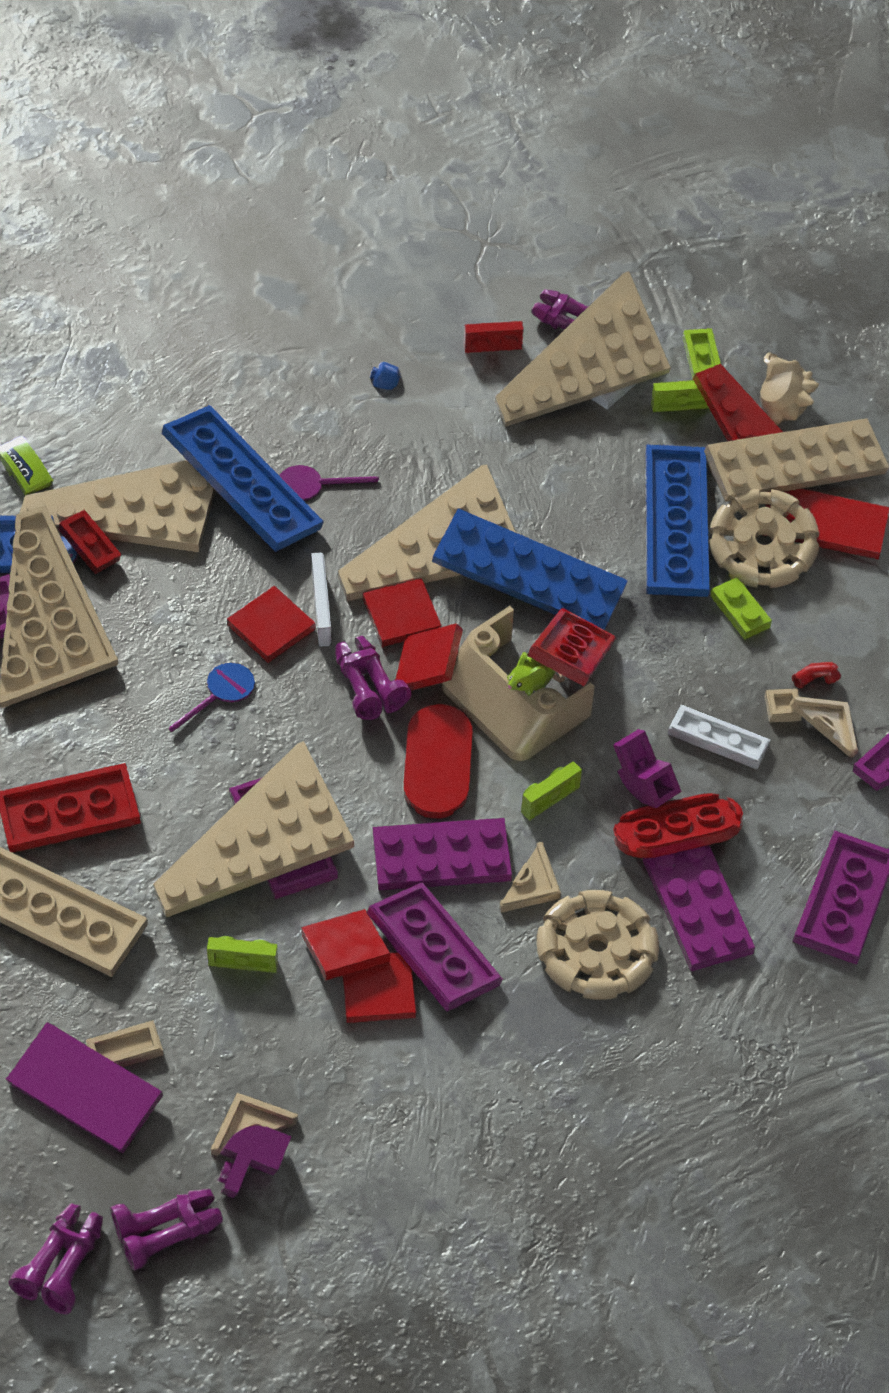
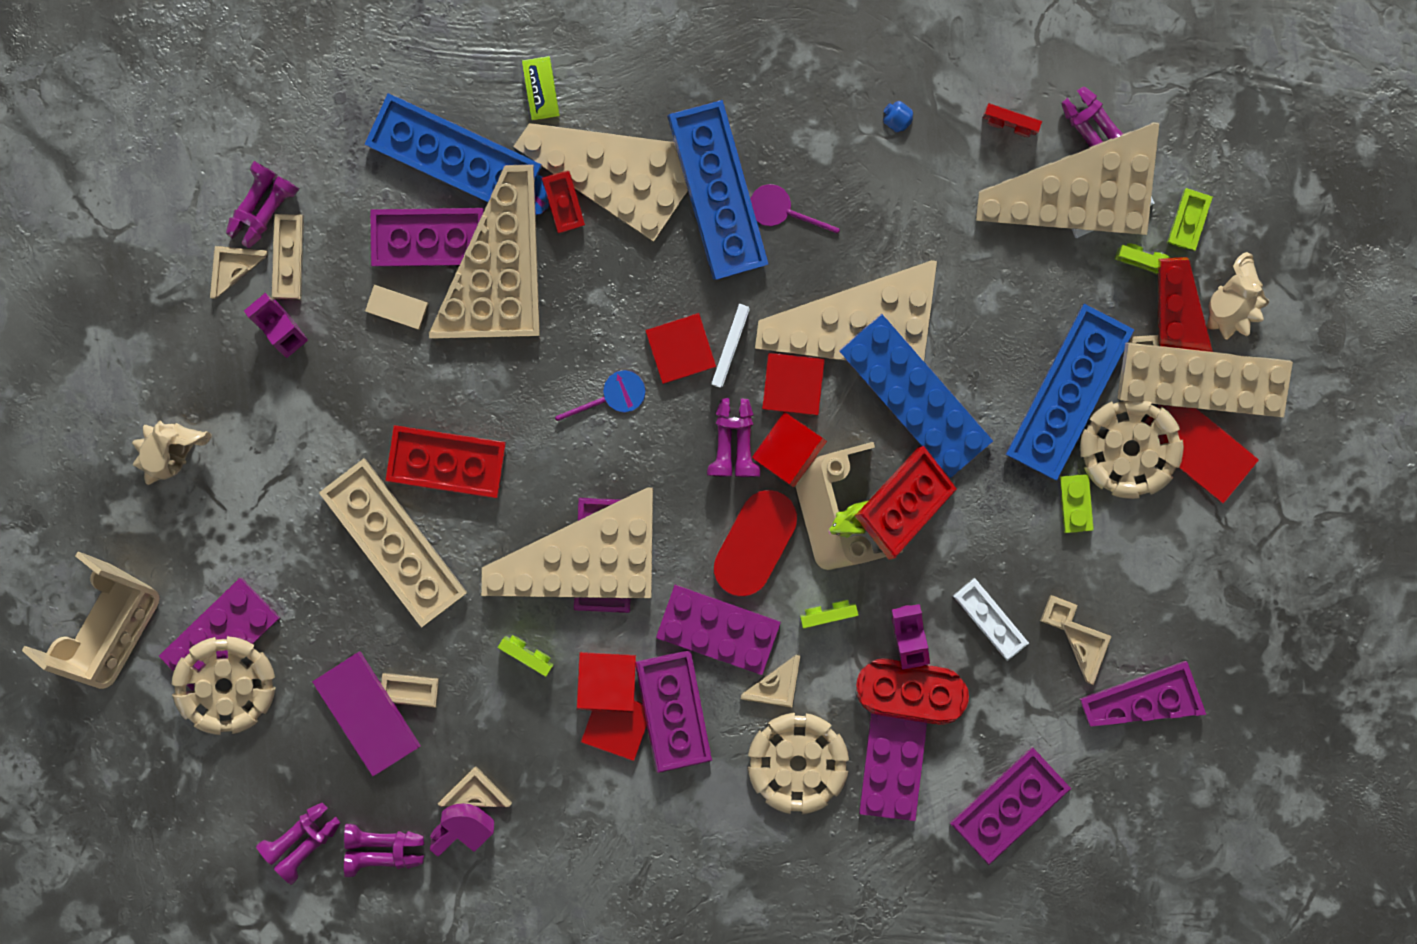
camera: 30 degrees right, 35 degrees up
(816, 670) = (1105, 595): red arm -> none

